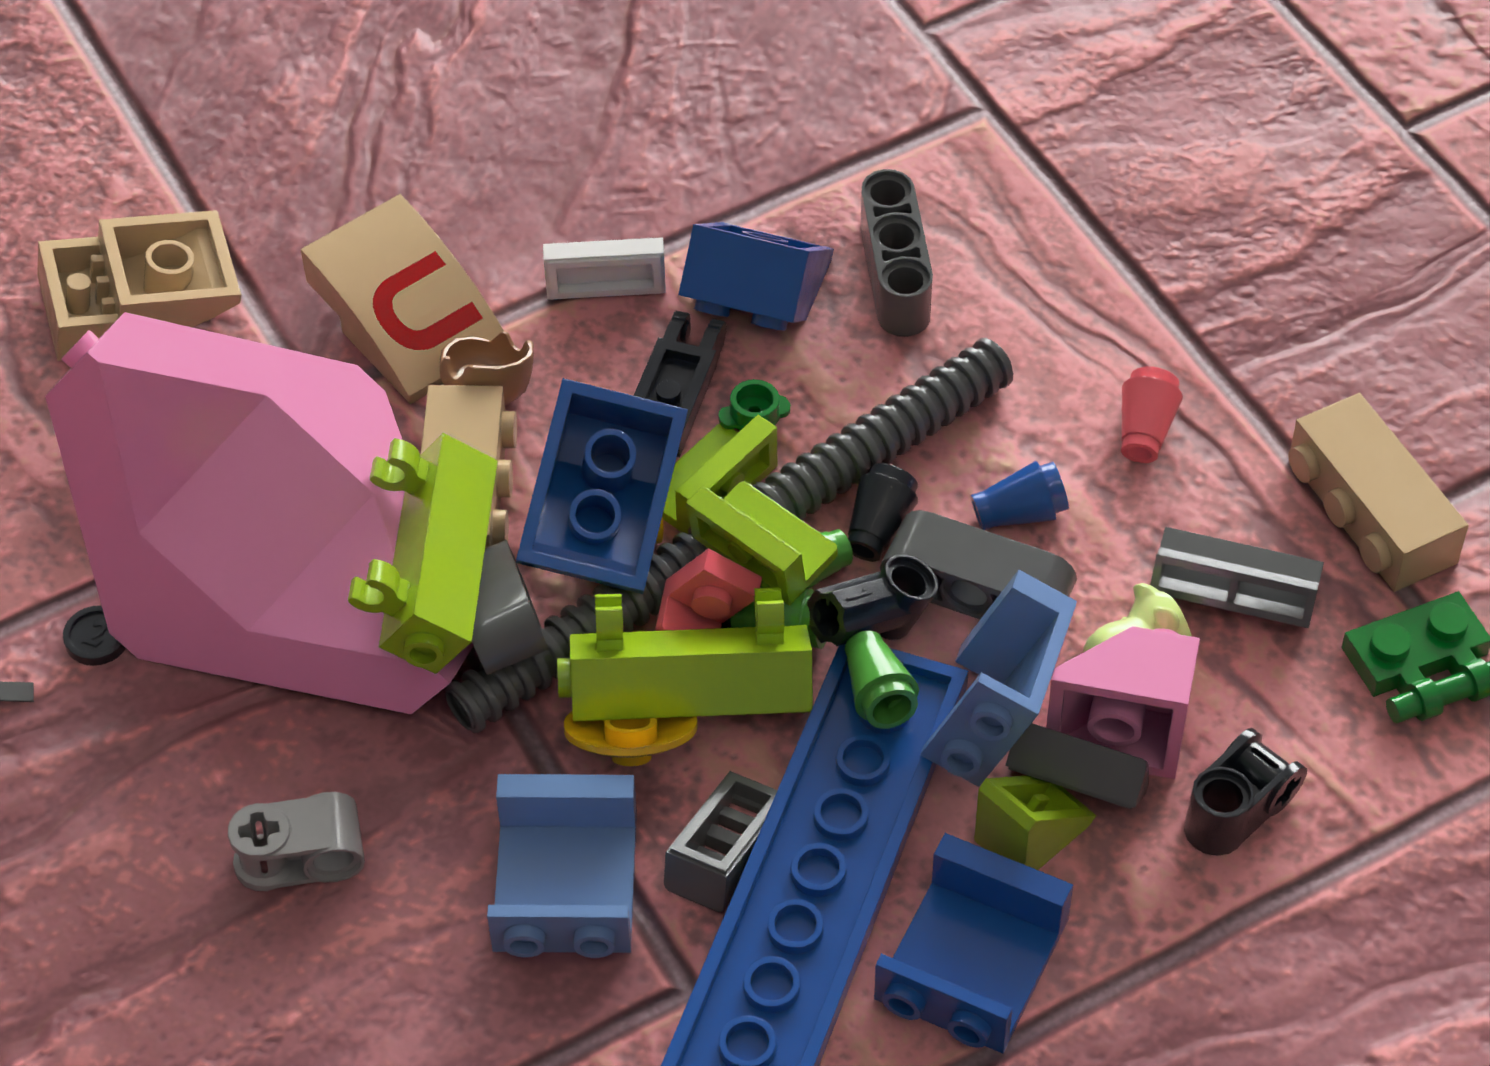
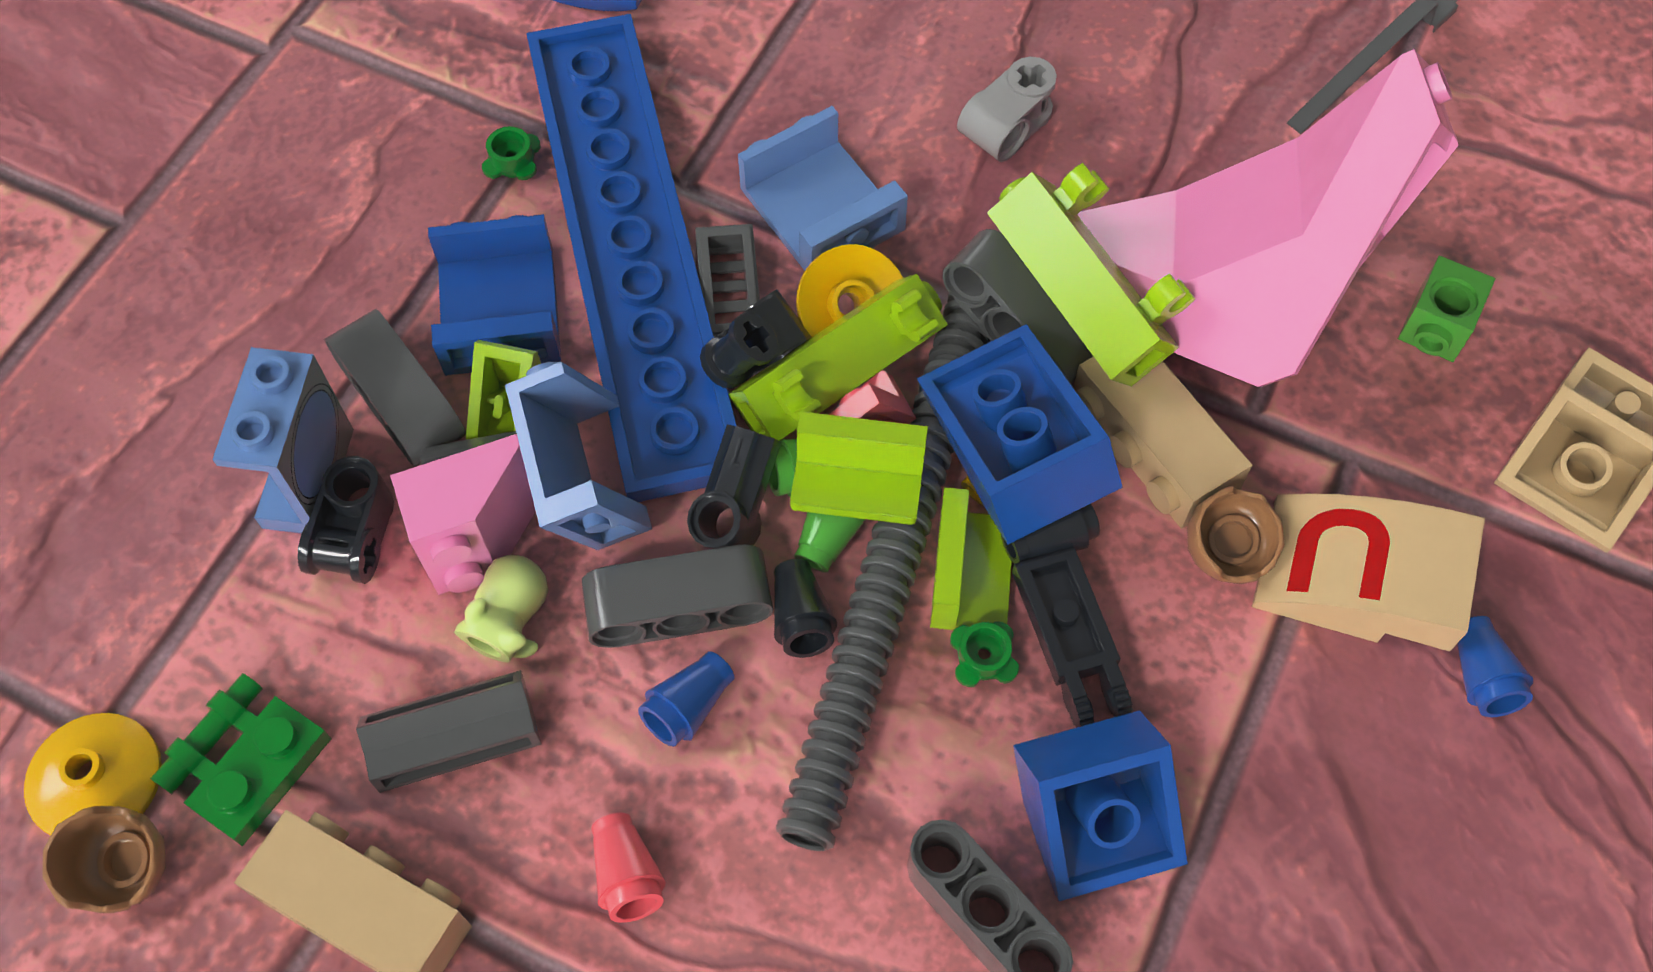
camera: 145 degrees right, 10 degrees up
(391, 180) = (1492, 672): none -> blue cone
(604, 268) = (1233, 710): white tile -> none
(757, 723) = (753, 342): none -> black piece
(880, 683) = (681, 418): bright green cone -> none
(1130, 904) = (394, 385): none -> dark grey beam
(1257, 846) = (287, 426): none -> medium blue panel

